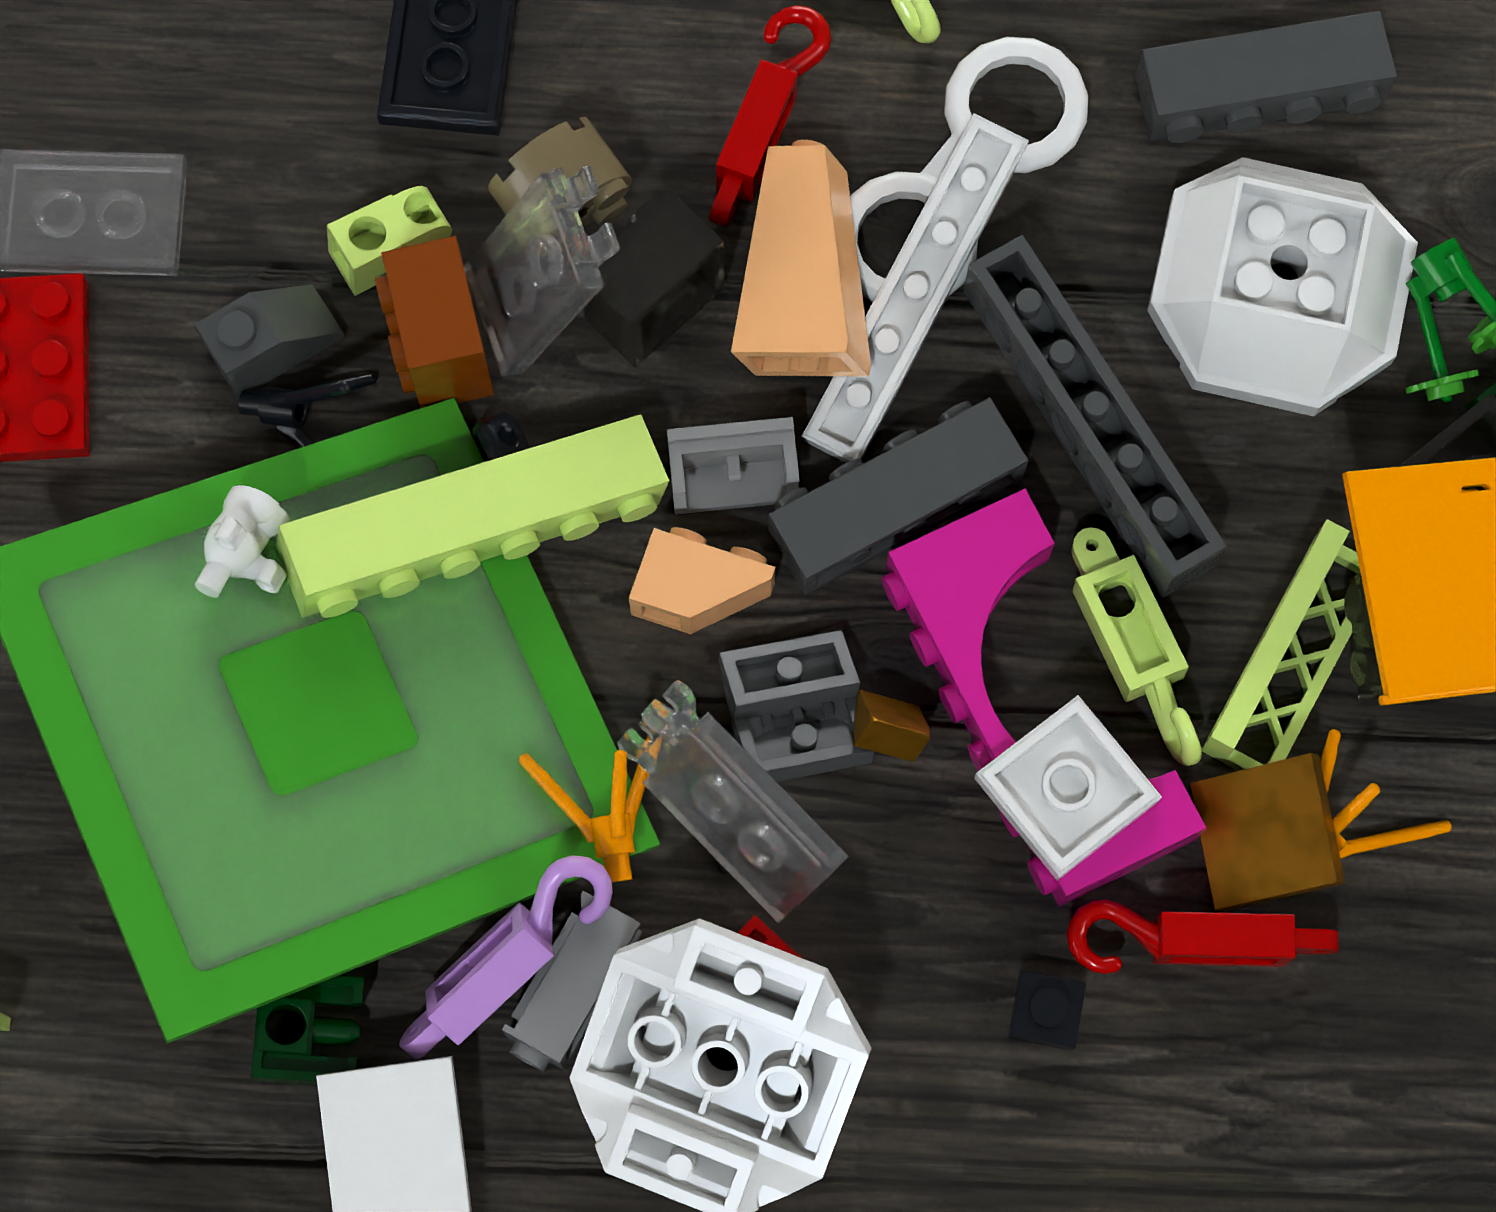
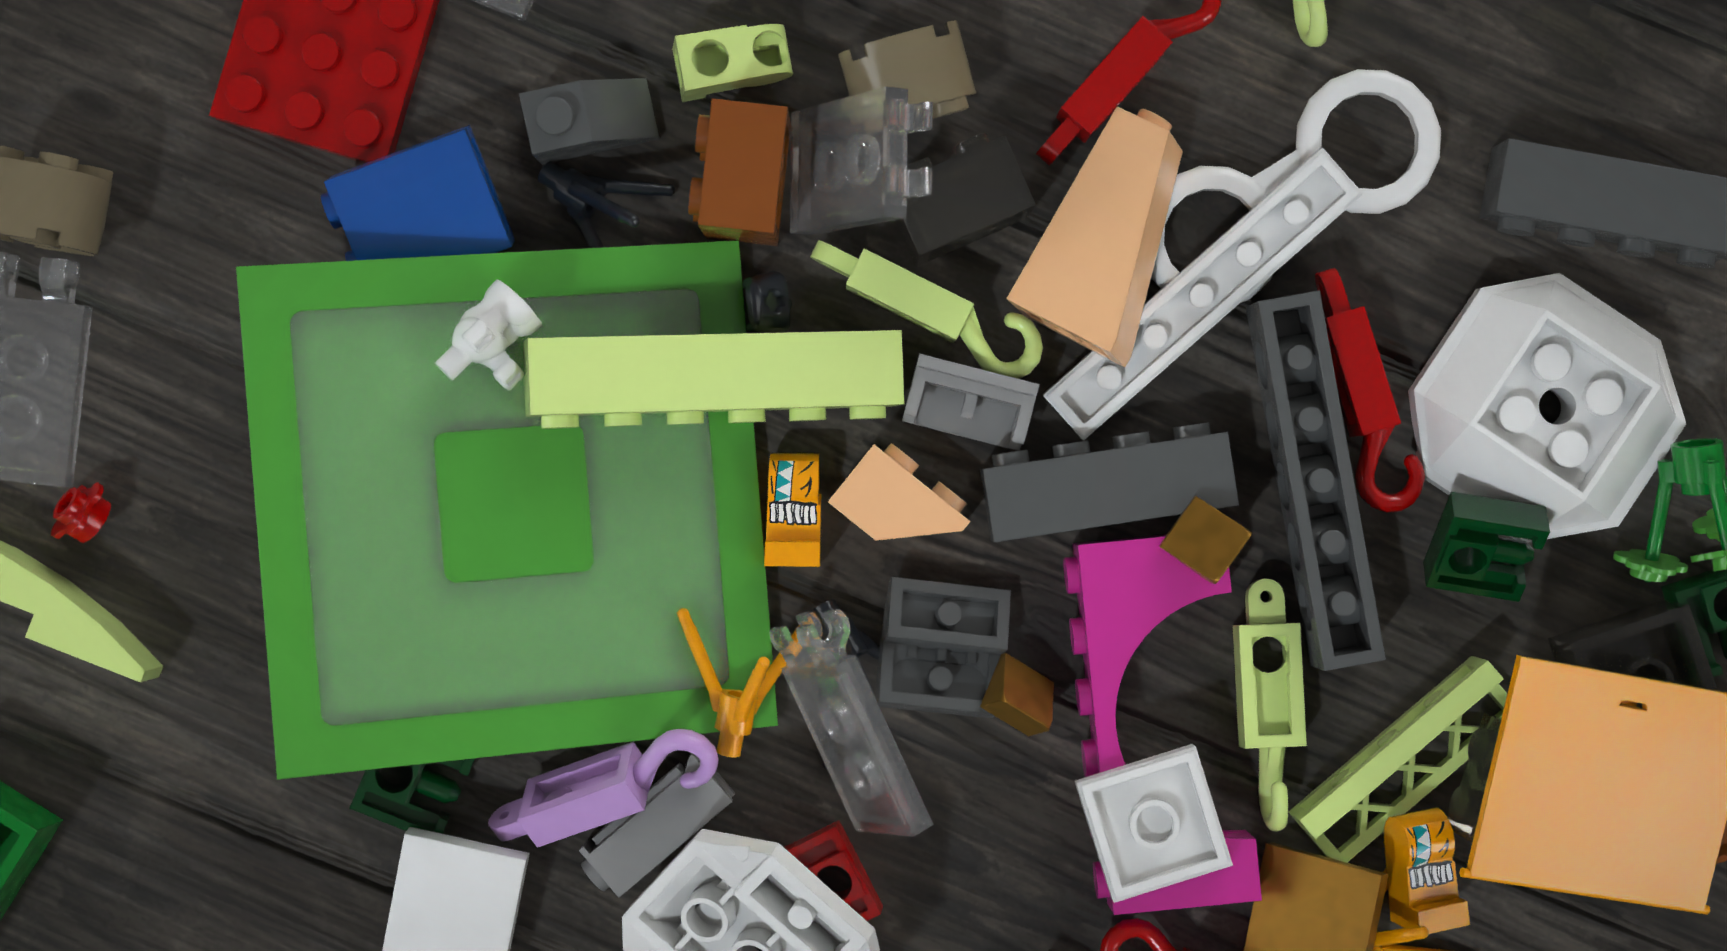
camera: 20 degrees right, 15 degrees up
(126, 454) = (420, 202): none -> blue brick
(600, 630) = (793, 511): none -> light orange leg
(650, 388) = (929, 306): none -> yellowish green piece
(1008, 499) = (1205, 540): none -> pearl gold slope
(1110, 325) = (1364, 393): none -> red piece
(1263, 394) = (1469, 541): none -> dark green brick
(1351, 745) = (1423, 872): none -> light orange leg

